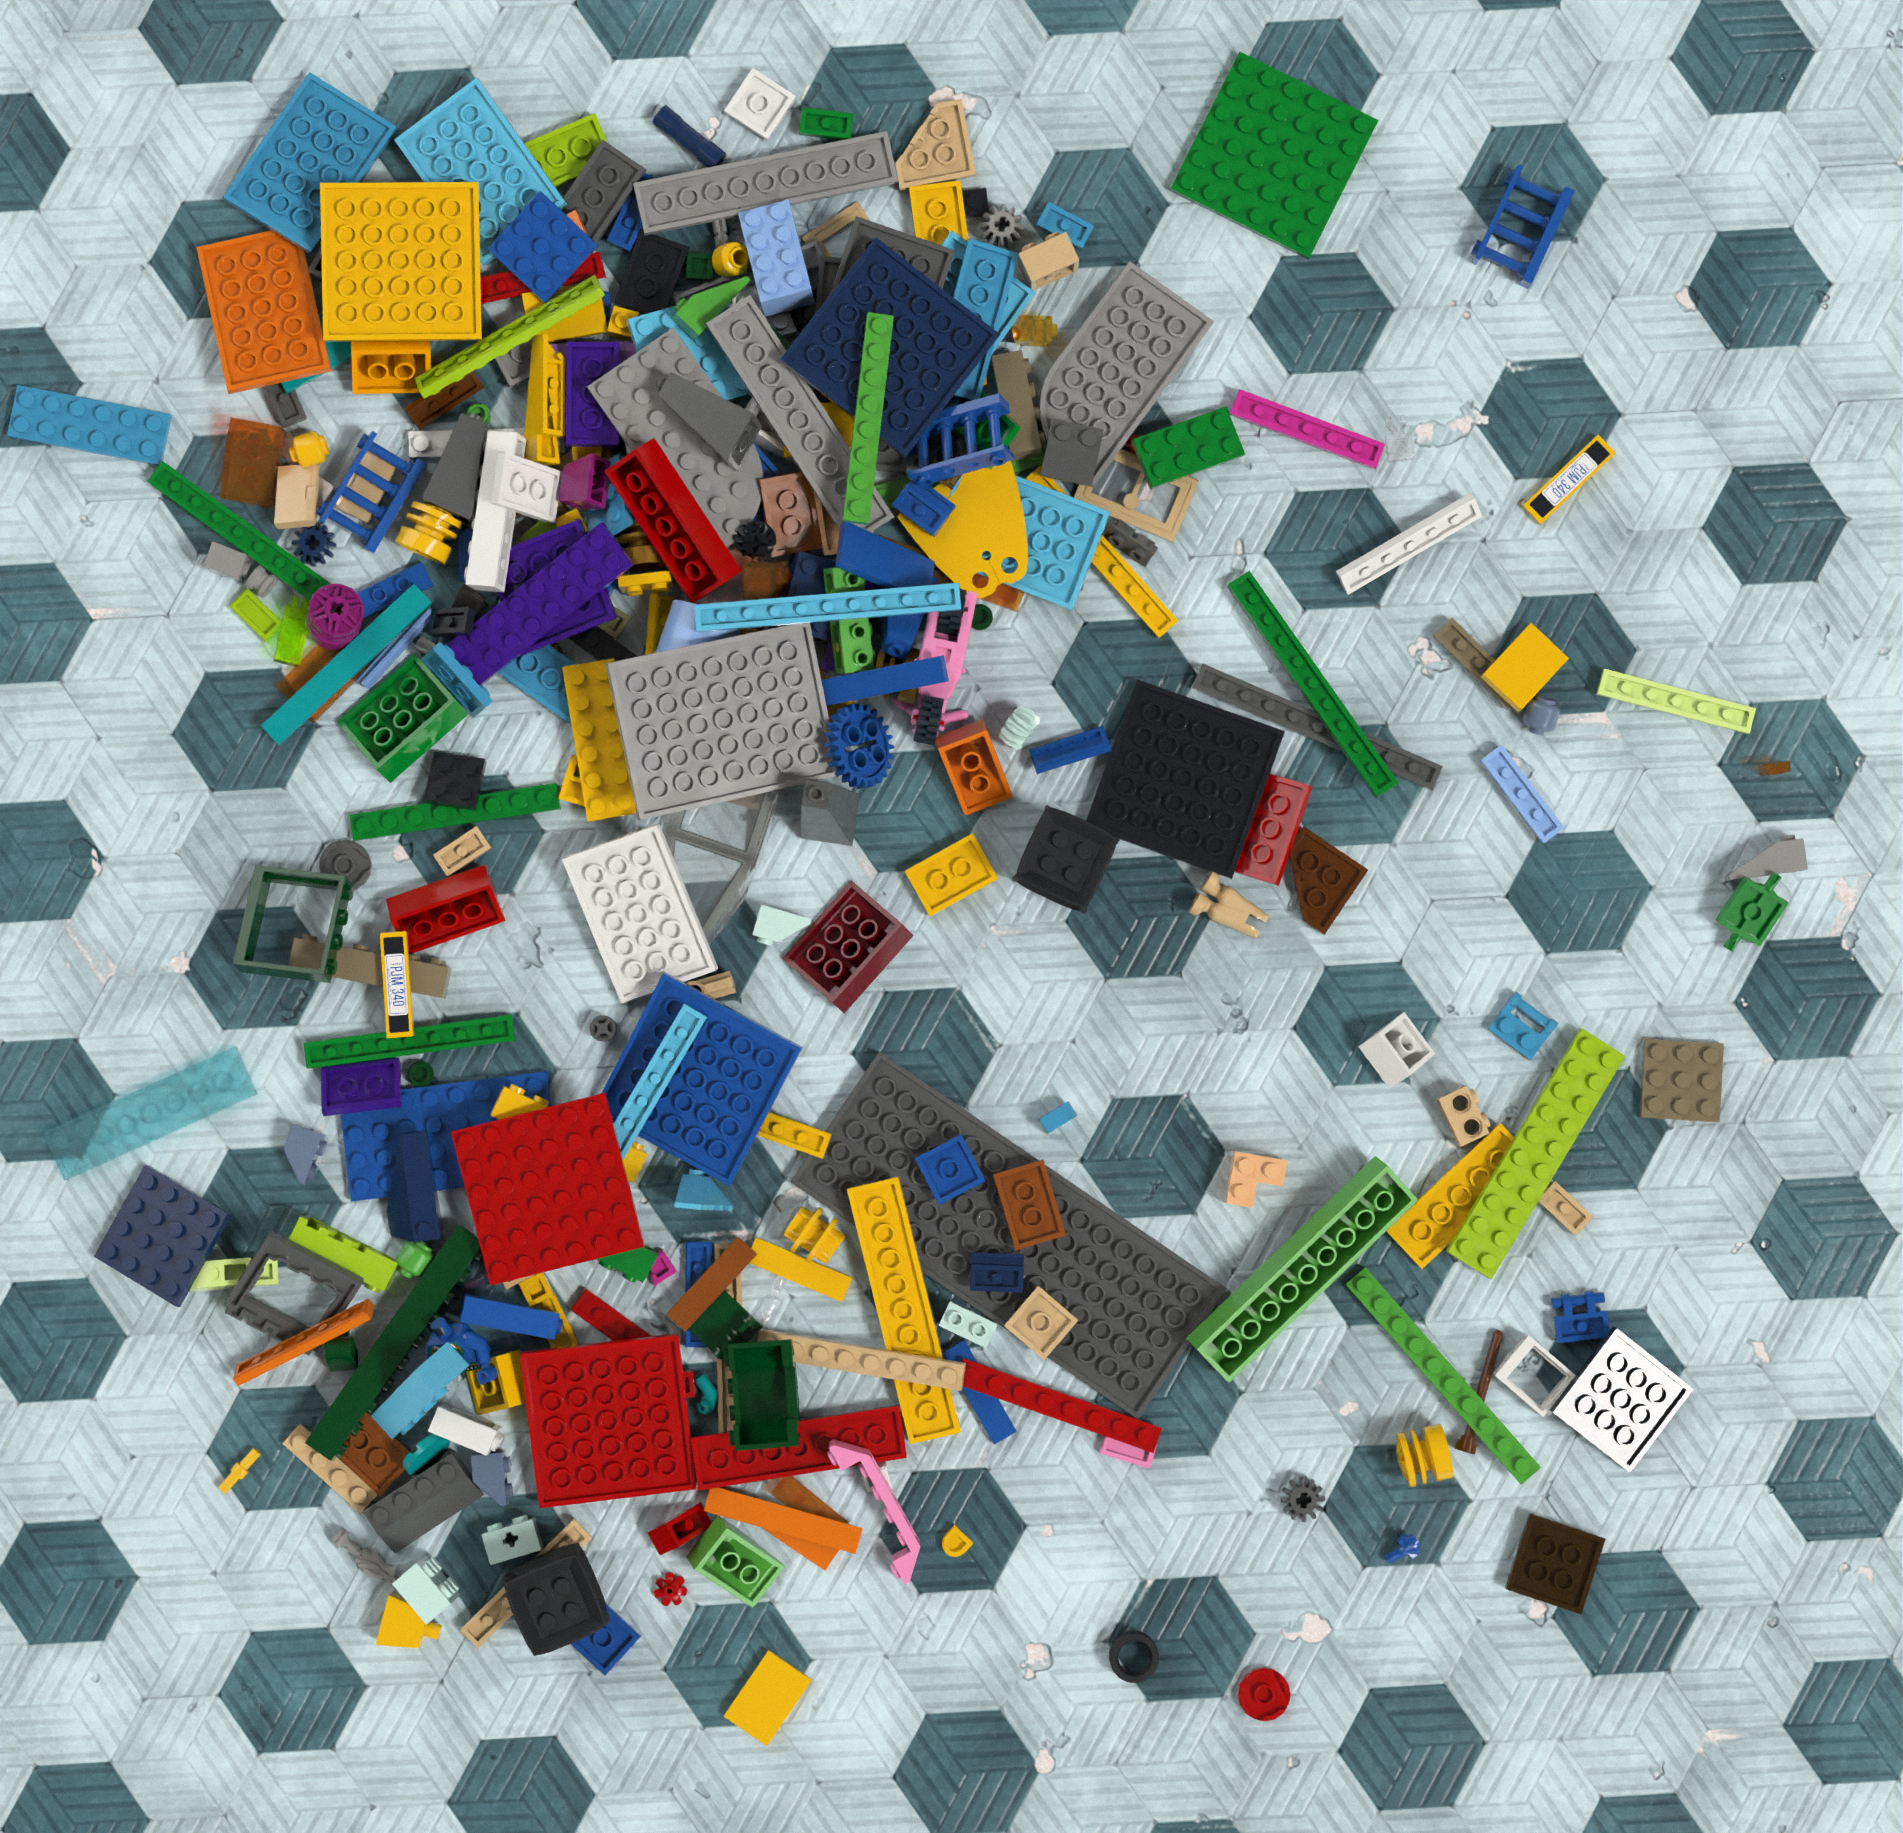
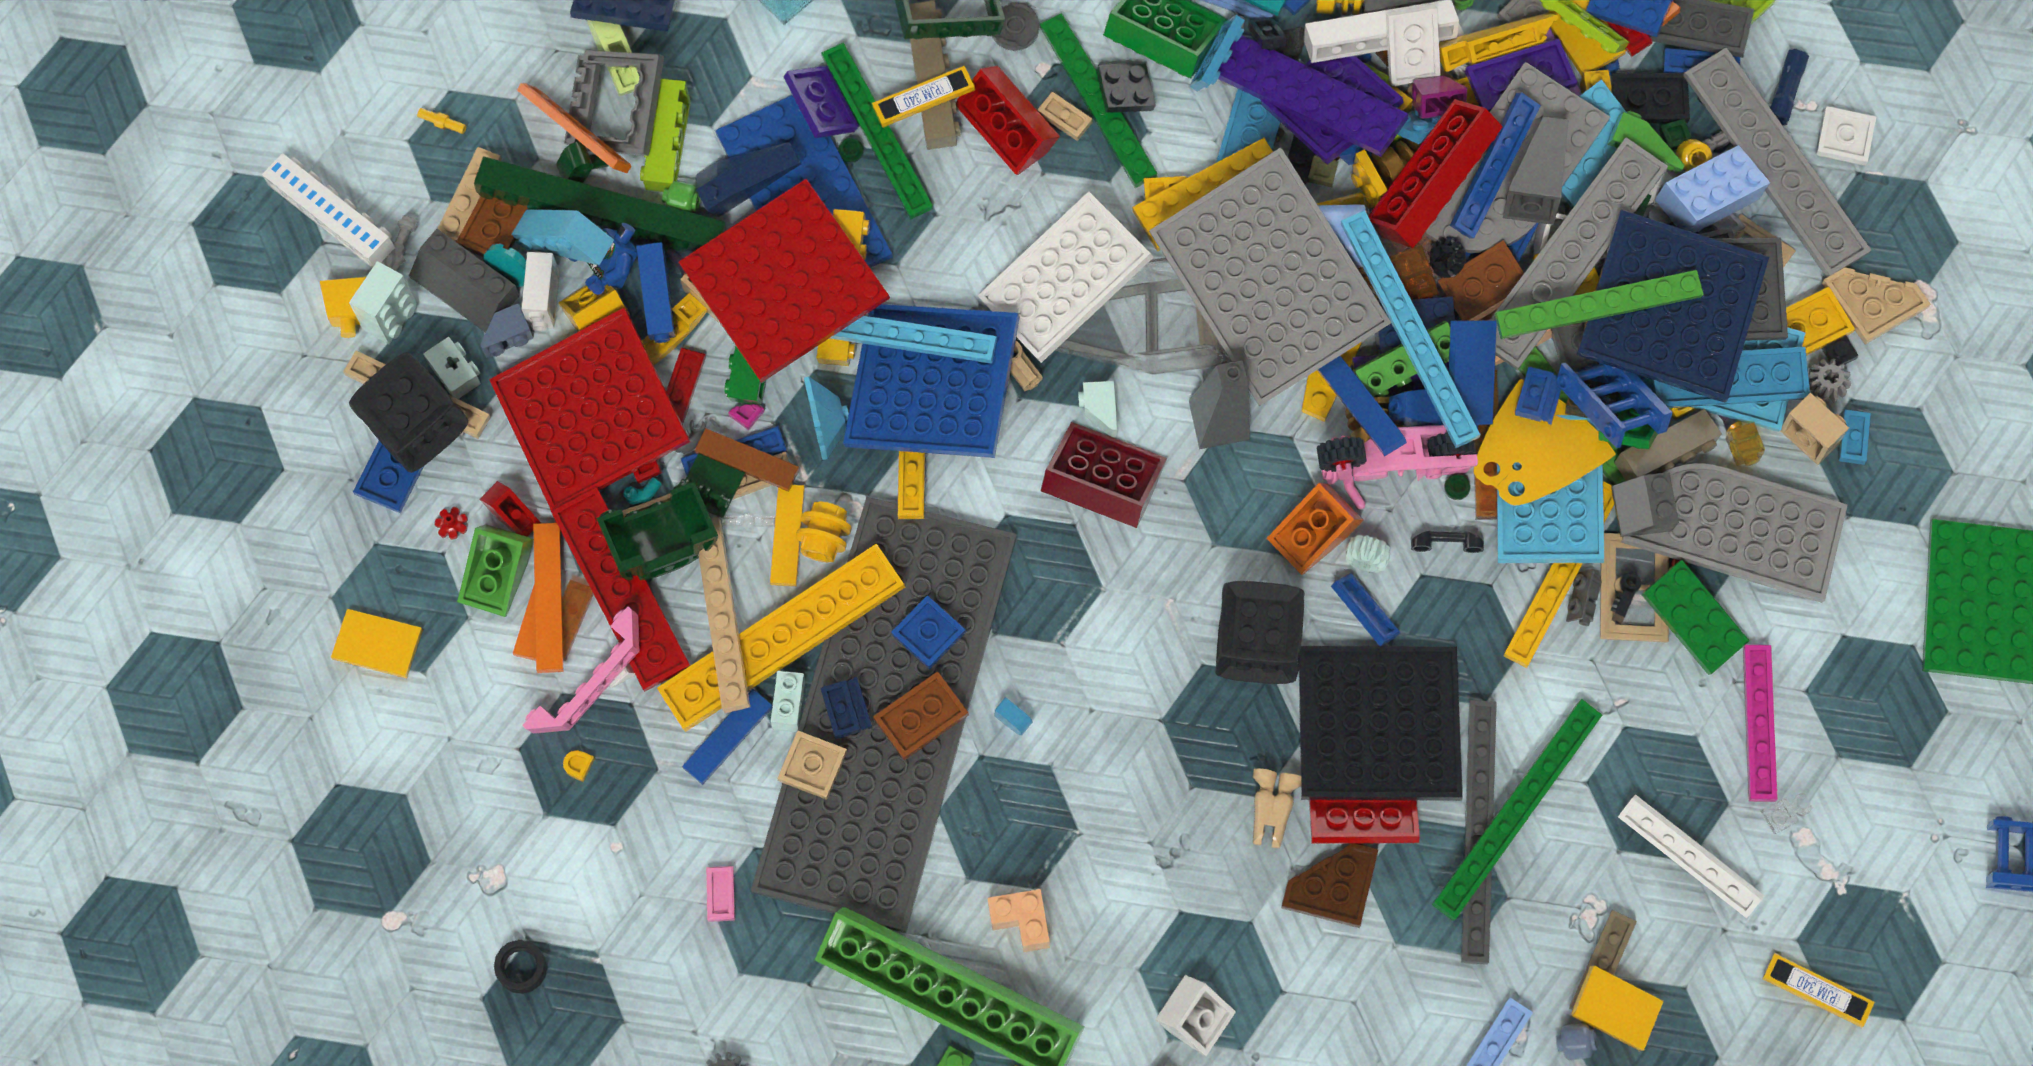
camera: 75 degrees right, 15 degrees down
(301, 1613) = (328, 210): none -> white brick
(302, 1151) = (745, 75): sand blue slope -> none
(600, 1025) = (948, 282): dark grey wheel -> none
(686, 458) = (1495, 165): none -> blue plate
(826, 124) = (1854, 197): green plate -> none
(855, 726) = (1313, 400): blue gear -> none
(951, 875) = (1206, 543): yellow plate -> none
(1039, 627) = (1471, 542): none -> black bar
(1061, 1406) = (739, 813): red plate -> none
(1153, 510) = (1621, 605): none -> black plate

